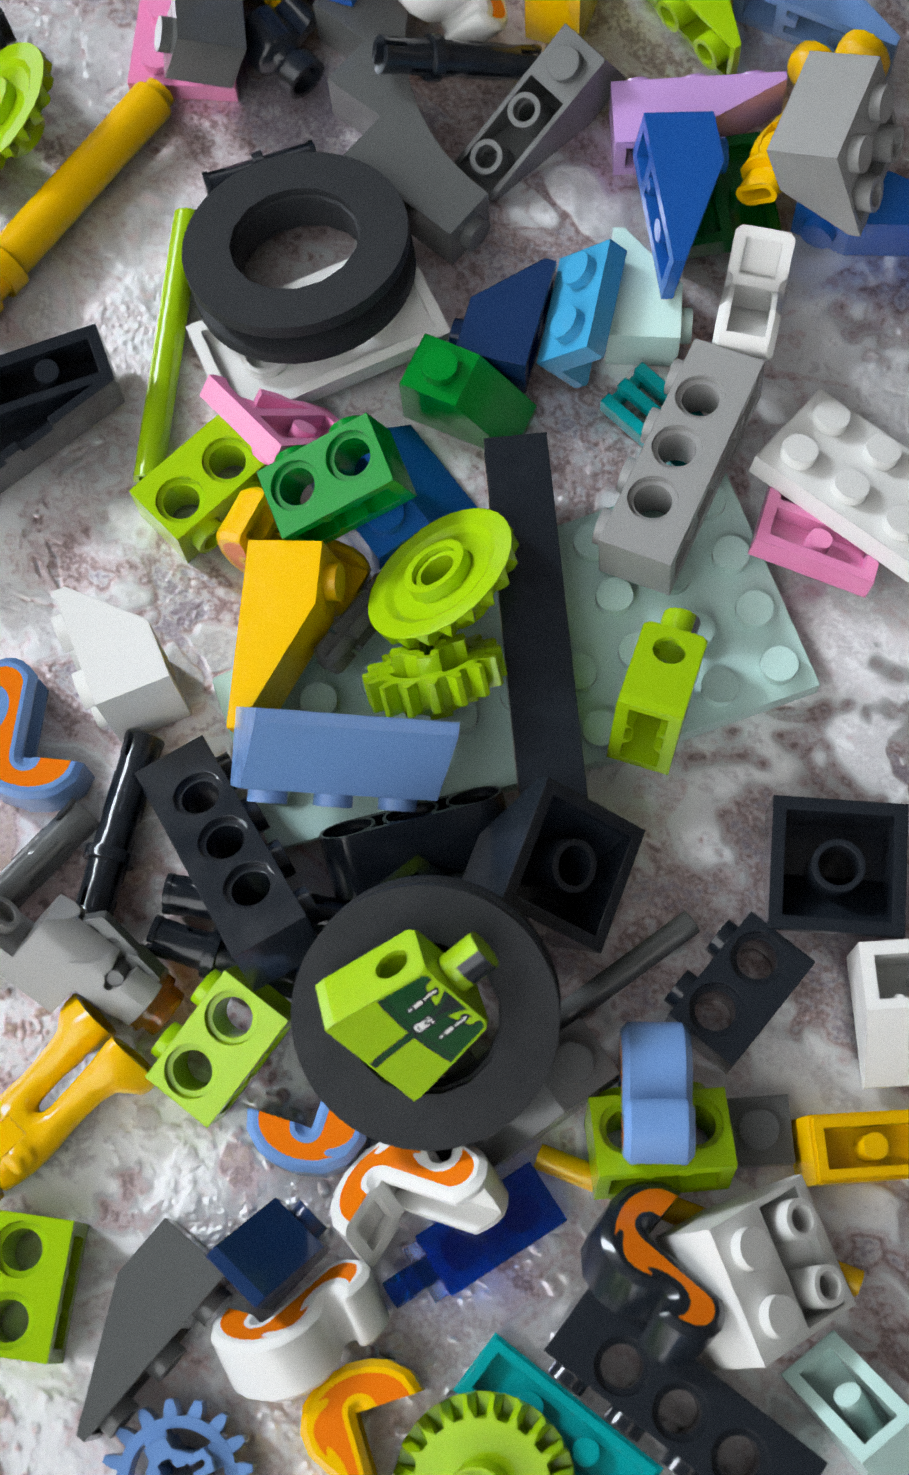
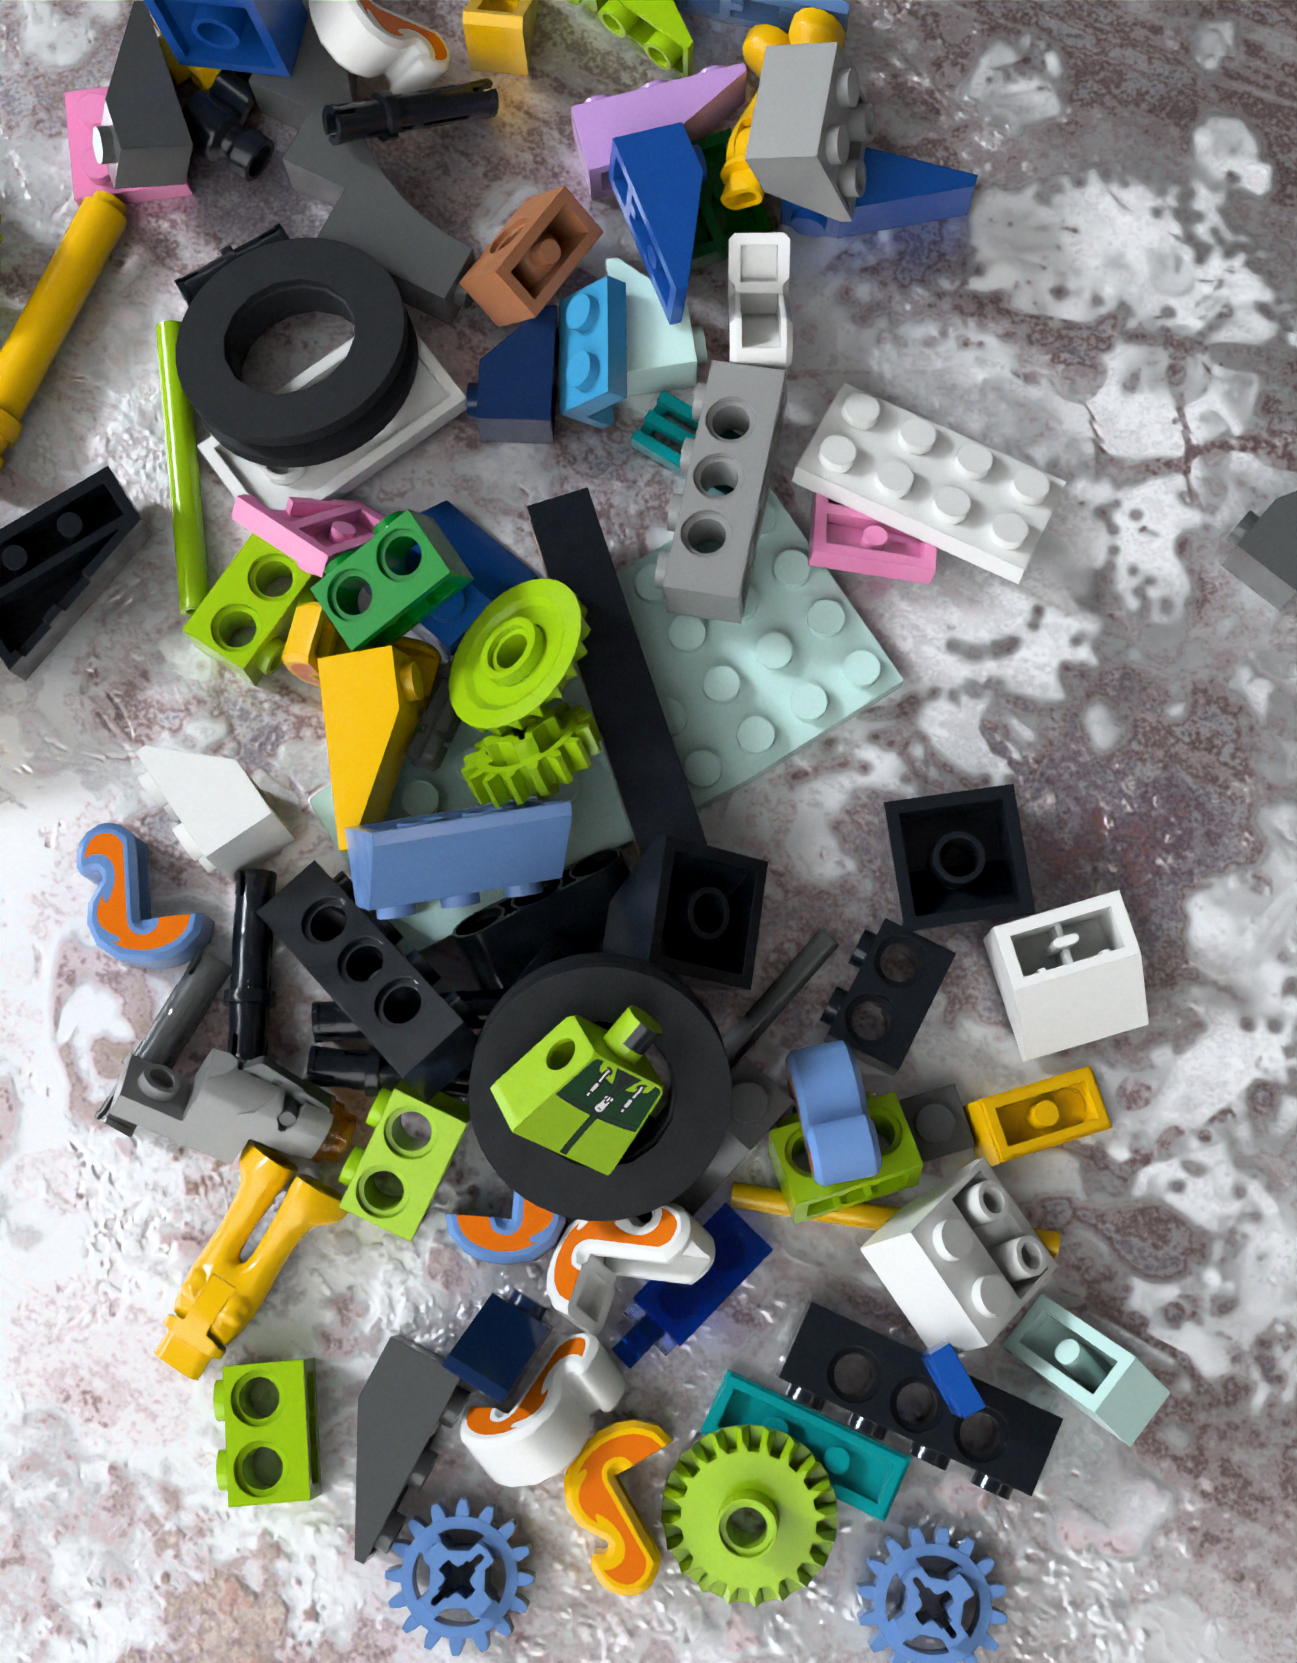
camera: 15 degrees left, 5 degrees up
(462, 394) = (494, 461): green slope -> none
(540, 113) = (505, 152): dark grey slope -> none
(542, 212) = (531, 257): none -> nougat brick
(644, 1281) = (859, 1292): black animal -> none
(657, 691) = (752, 722): lime torso -> none
(720, 1394) = (952, 1380): none -> blue tile

